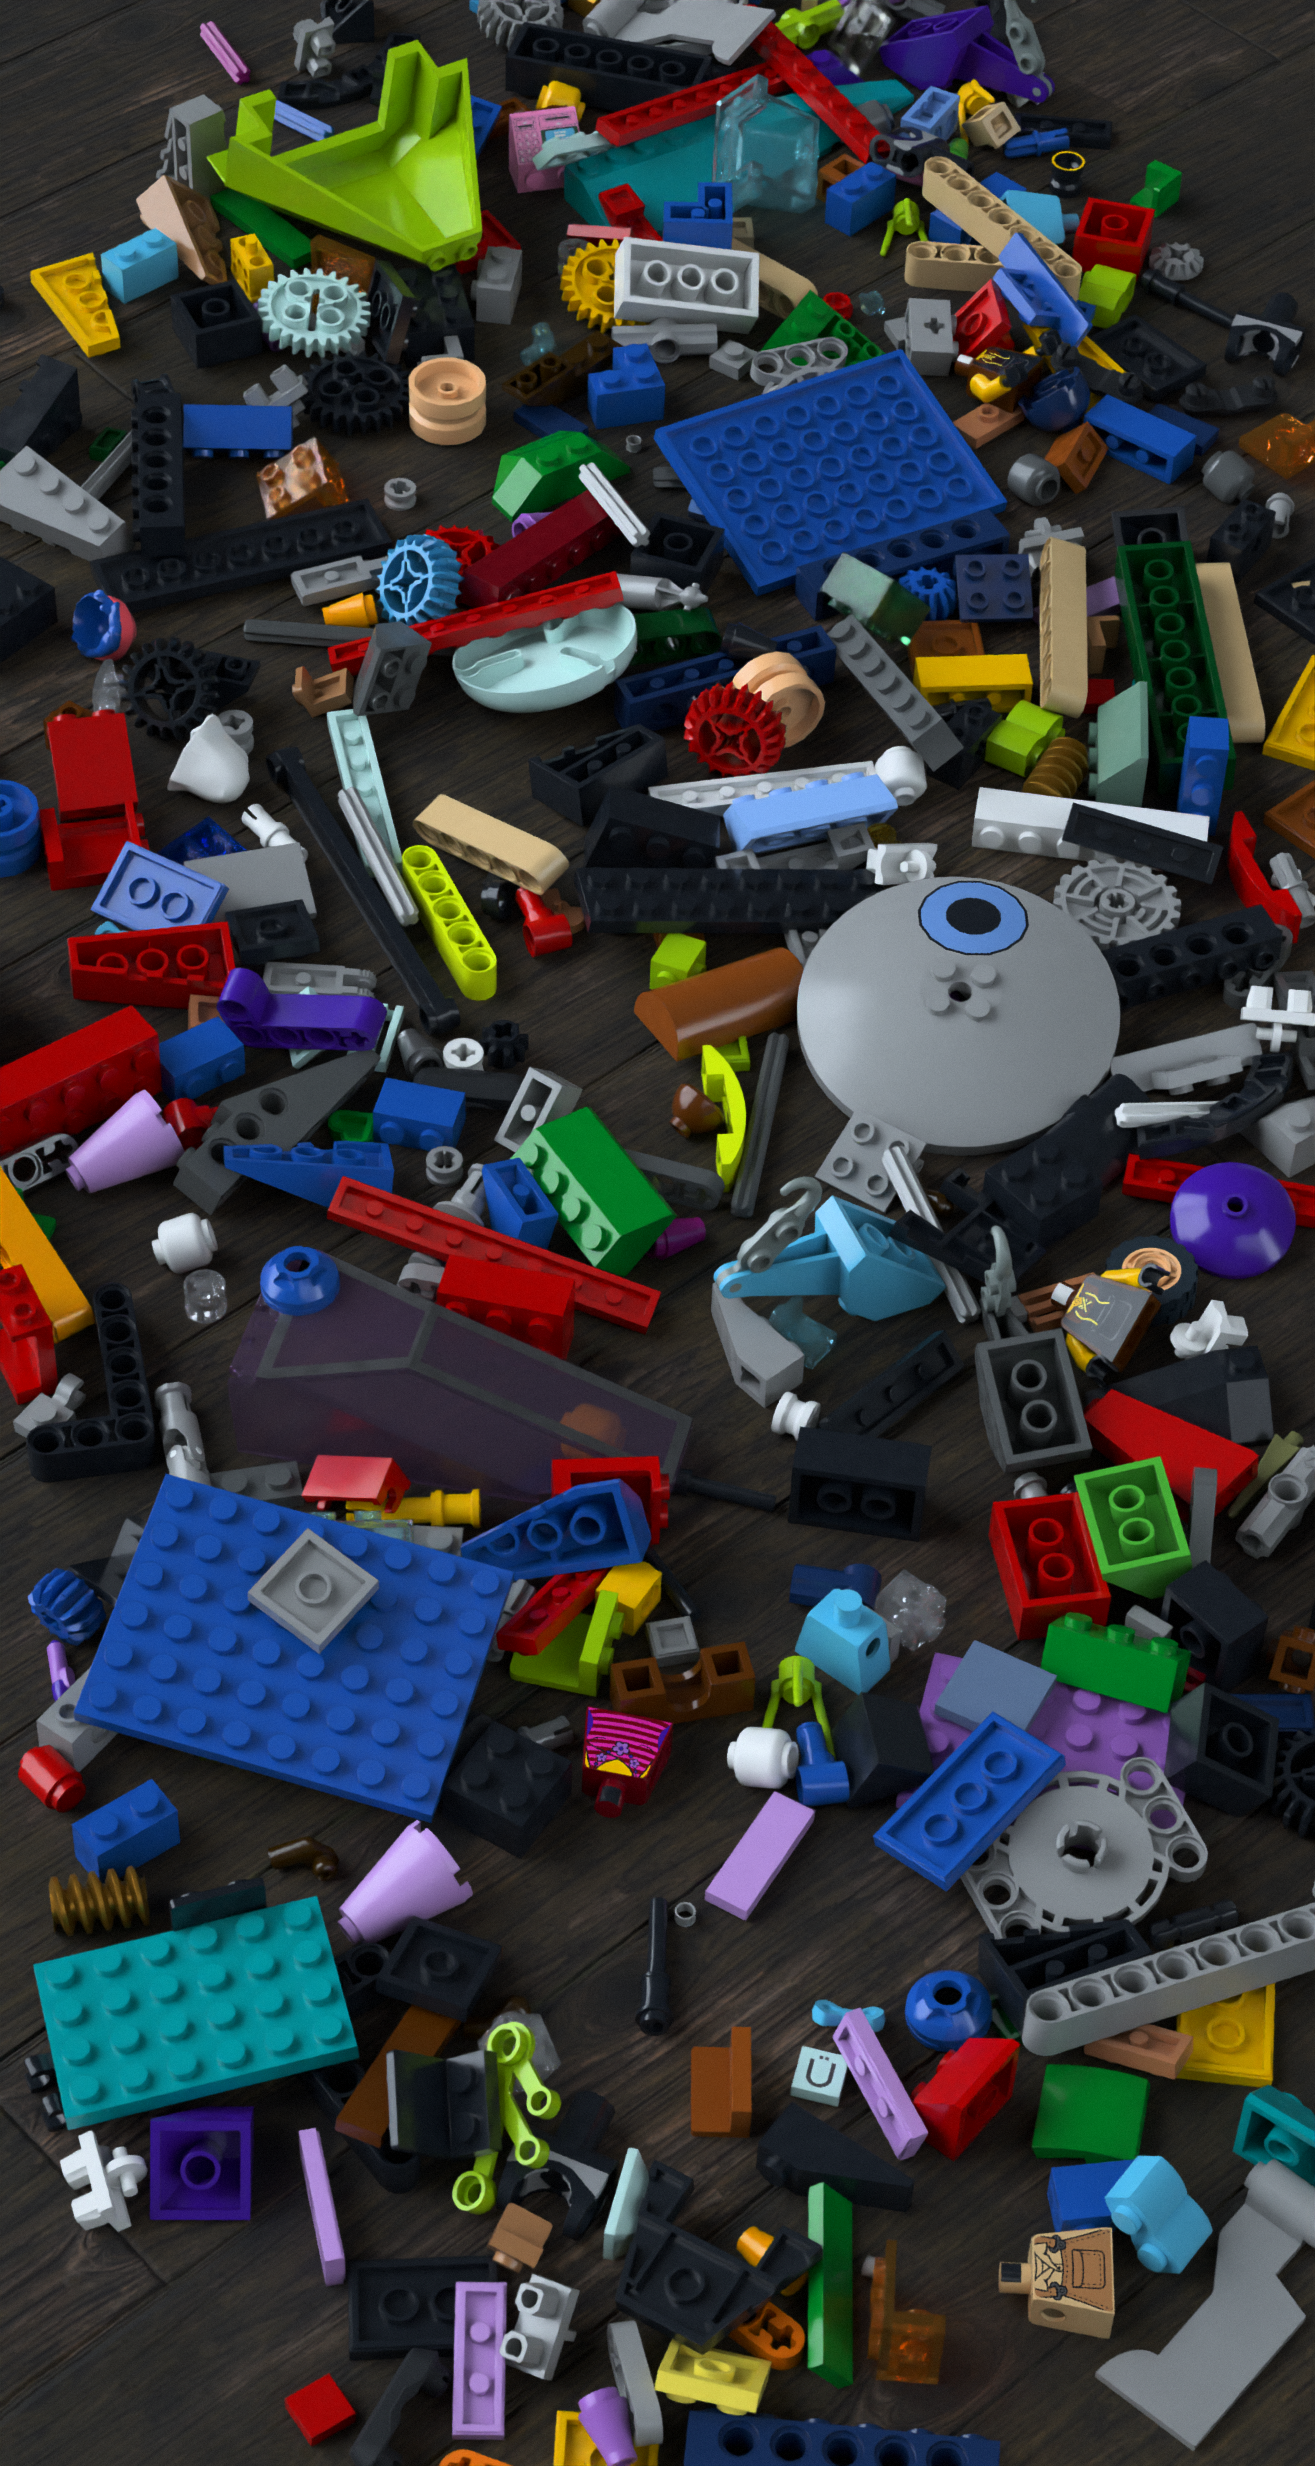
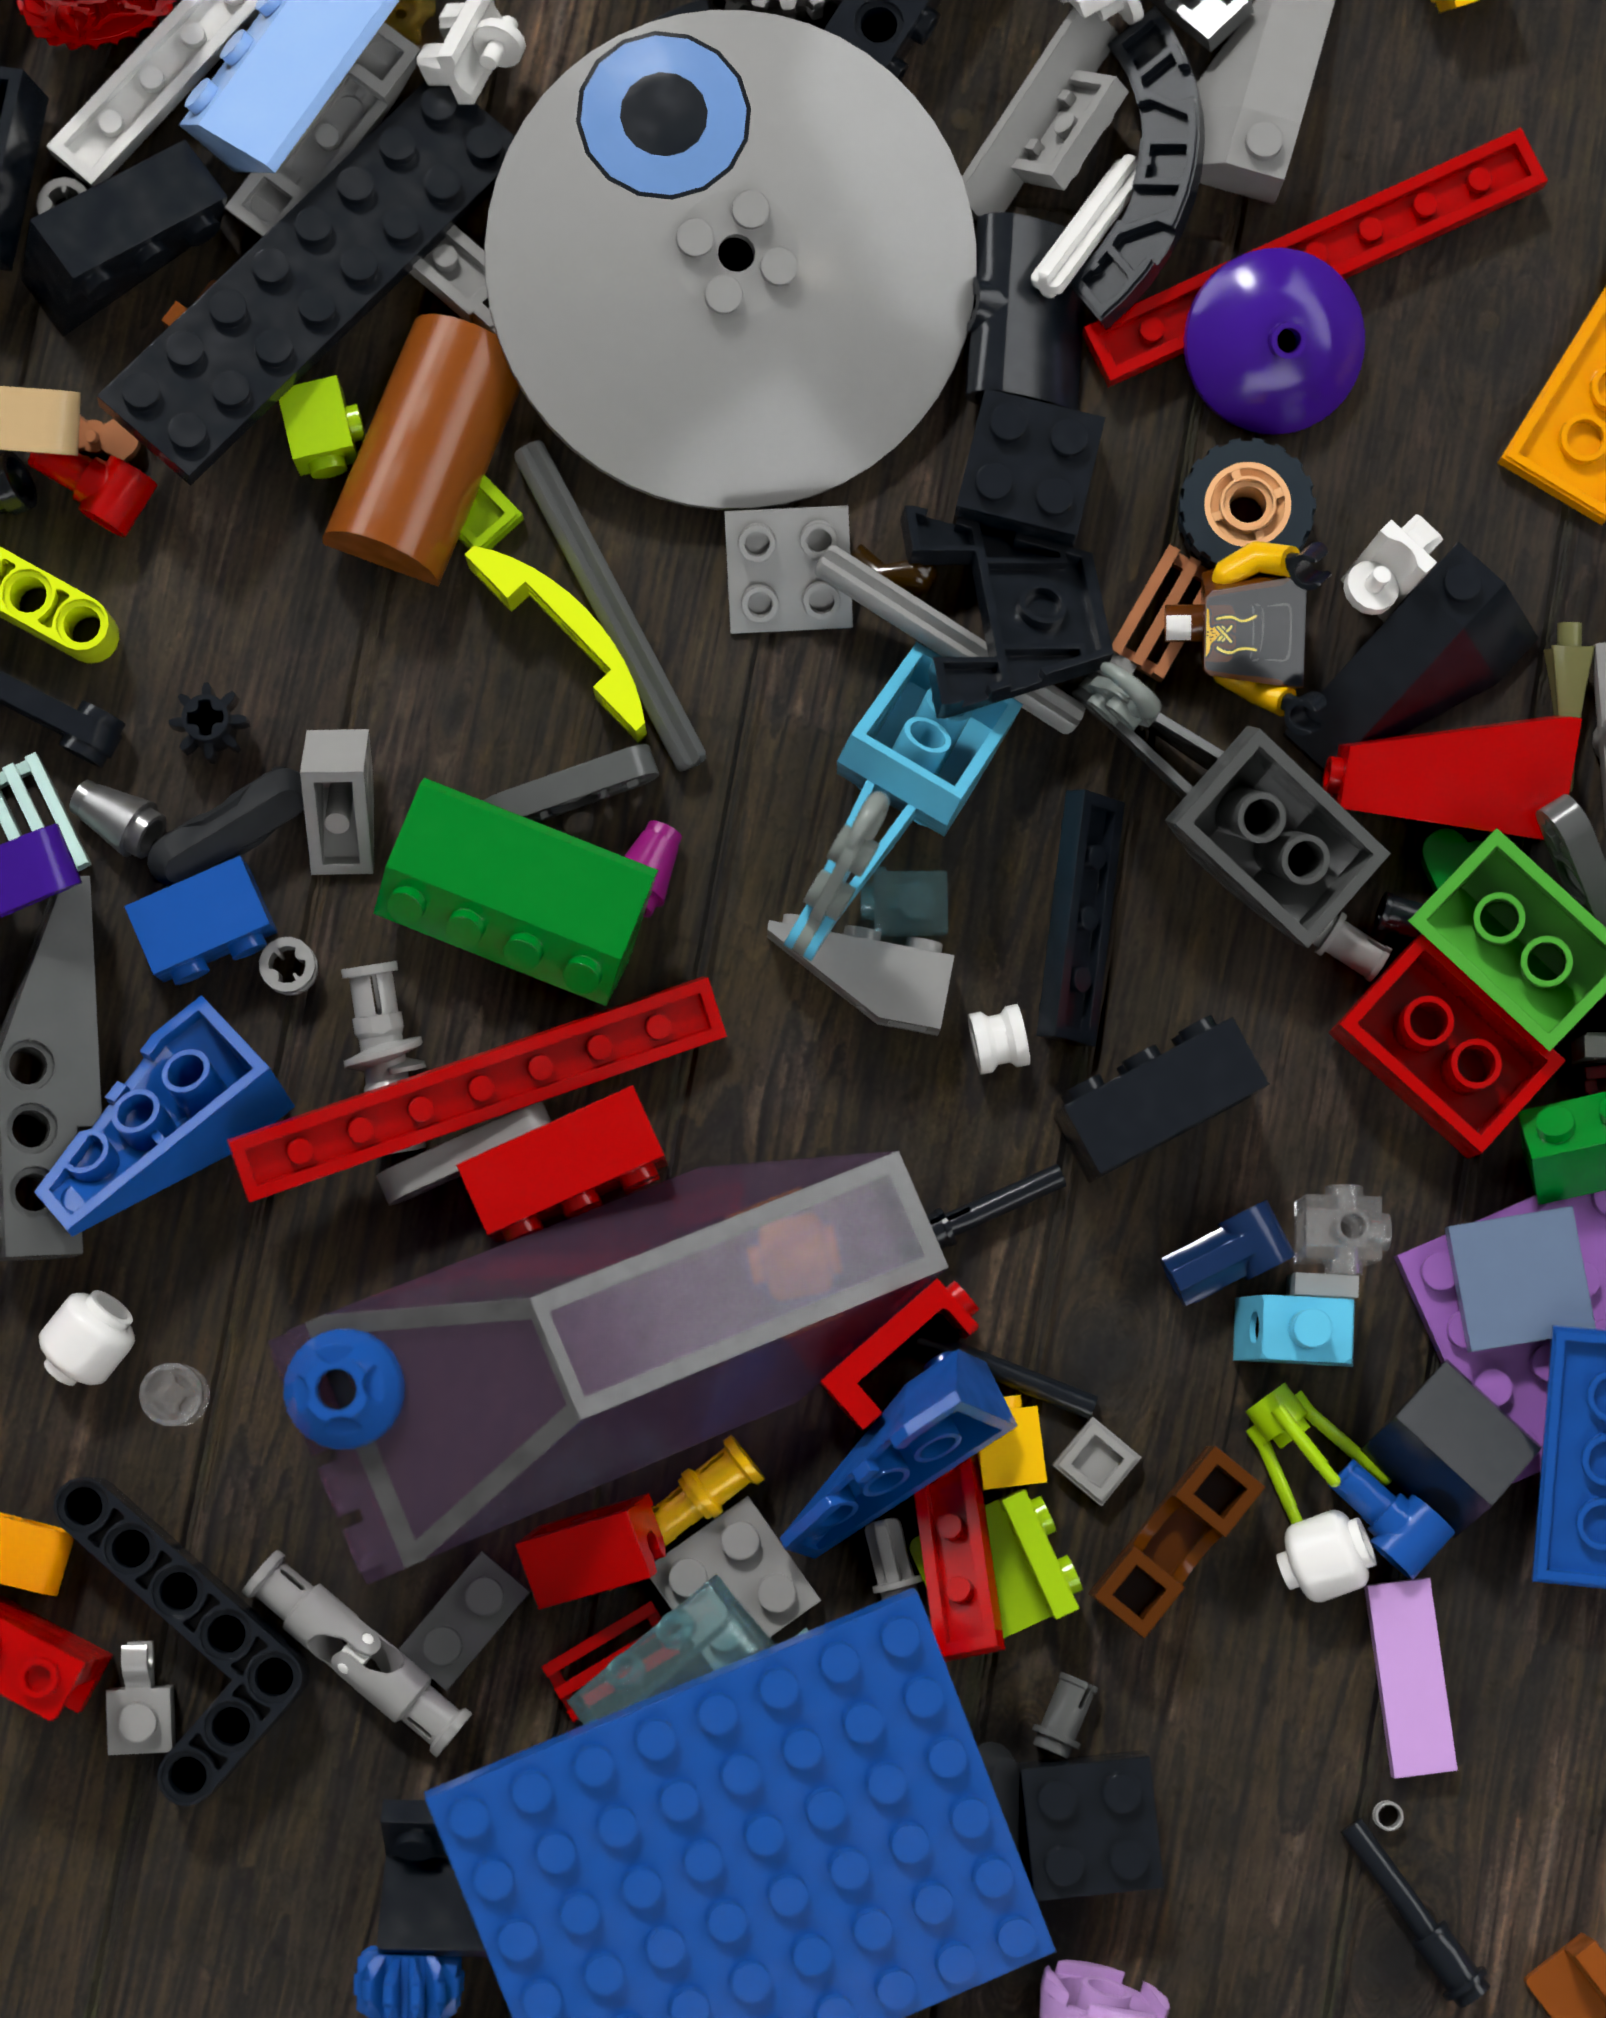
camera: 40 degrees left, 35 degrees up
(313, 1590) = (731, 1824): light grey plate -> none
(351, 1126) = (133, 993): green tile -> none
(463, 1054) = (189, 796): white wheel -> none
(518, 1203) = (444, 986): blue slope -> none
(623, 1758) = (1177, 1681): dark red torso -> none
(694, 1112) = (524, 655): reddish brown brick -> none

